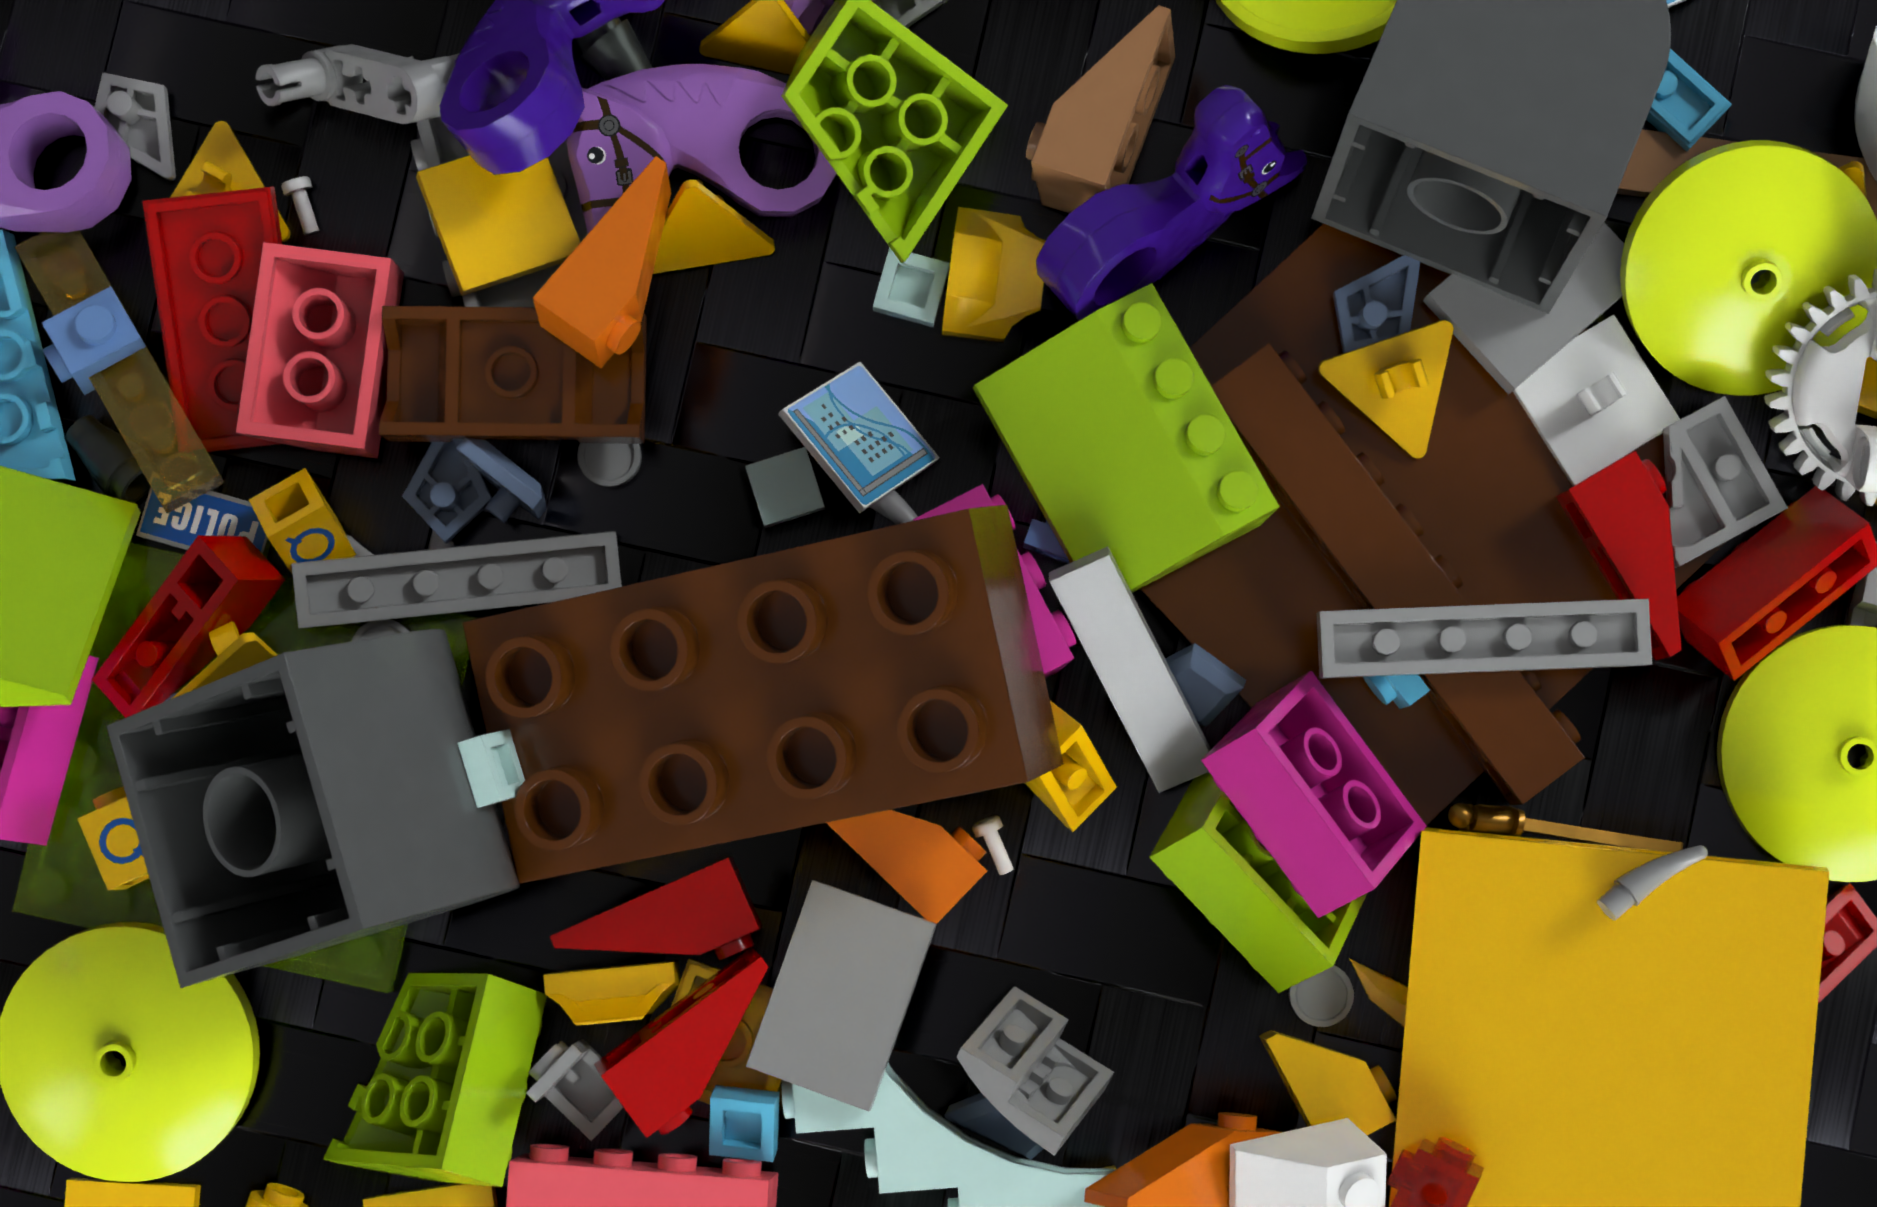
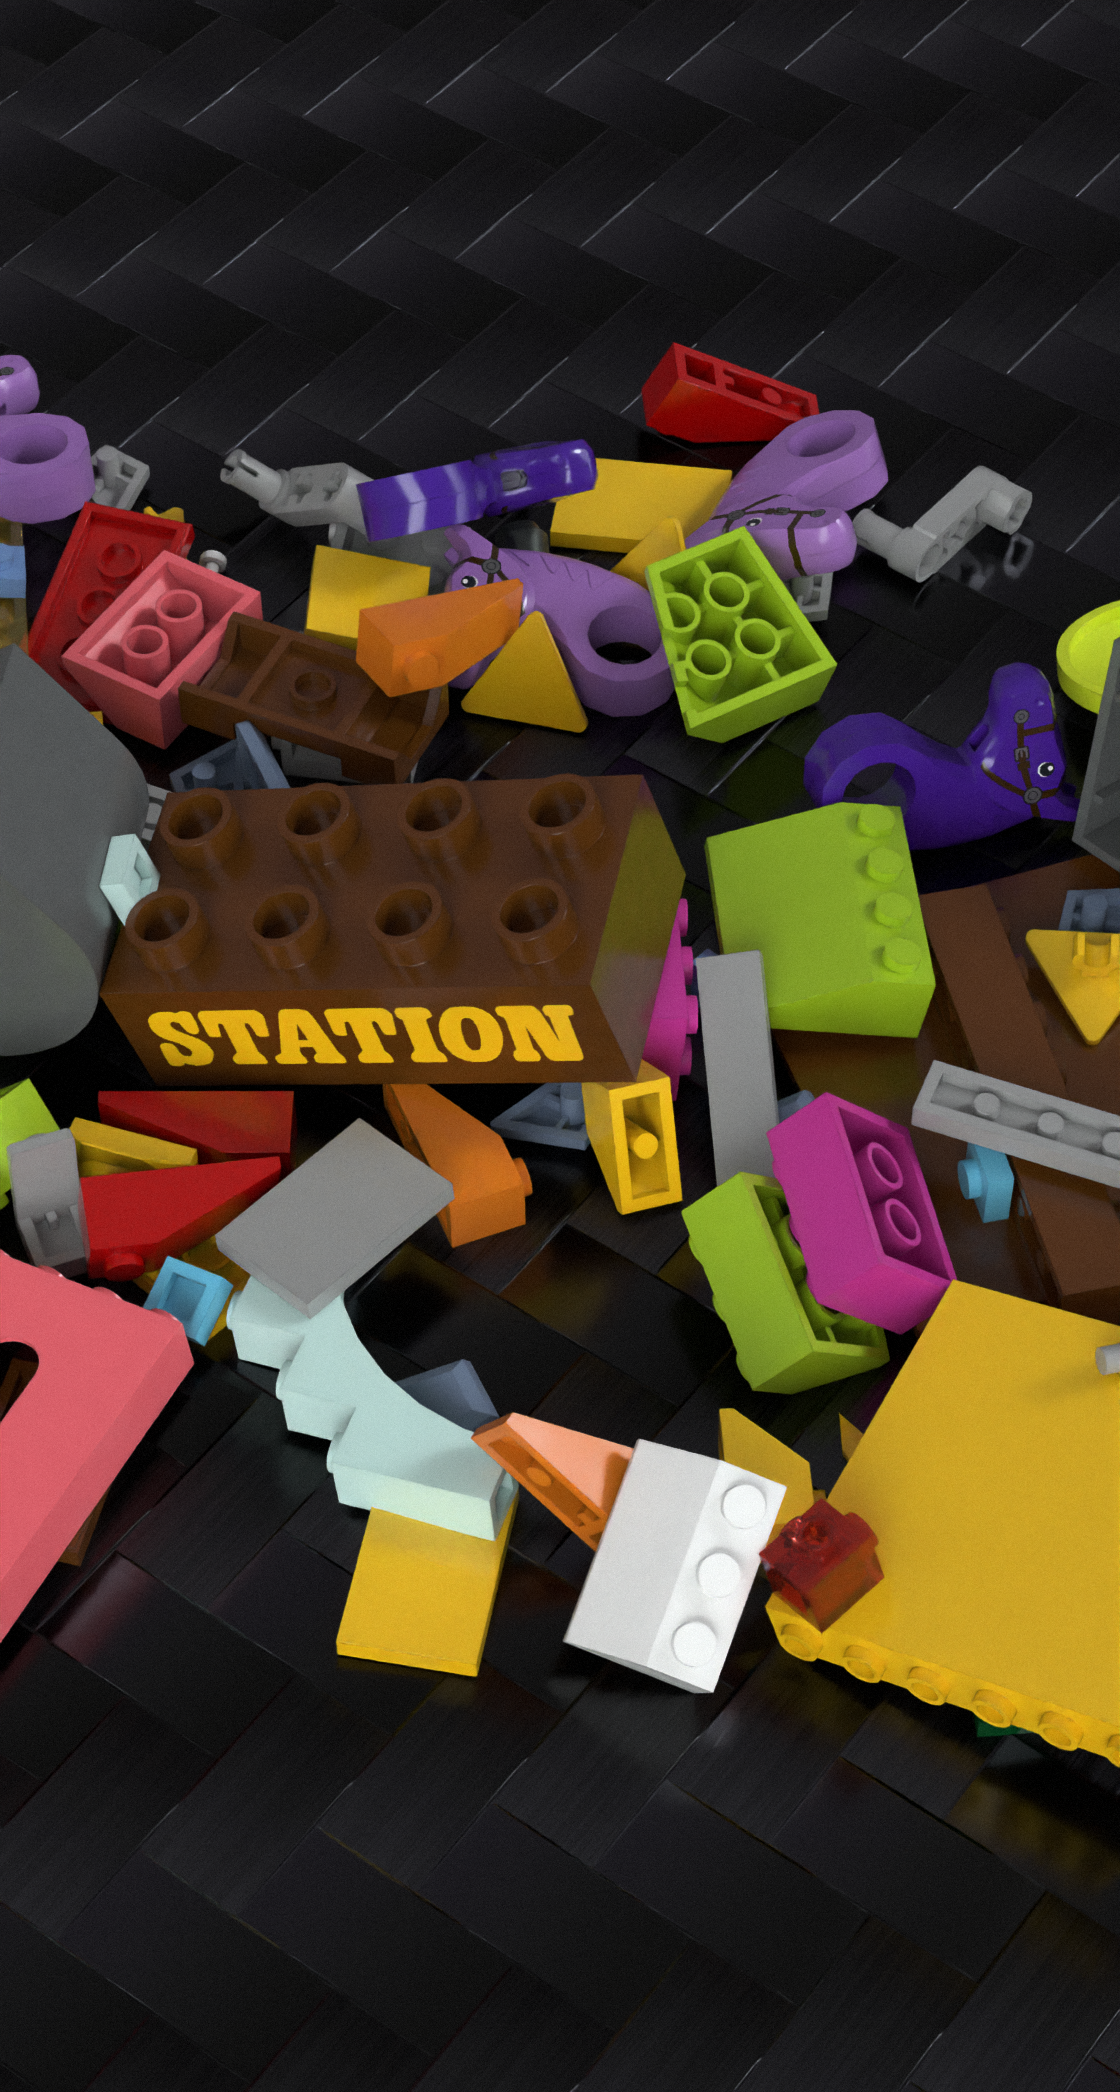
camera: 25 degrees right, 35 degrees down
(911, 288) = (690, 787): light aqua tile -> none
(989, 830) = (544, 1184): white piece -> none
(991, 275) = (754, 790): yellow slope -> none
(1032, 1072) = (480, 1351): light grey slope -> none
(1103, 118) = (928, 684): medium nougat slope -> none
(1323, 998) = (799, 1427): light grey piece -> none

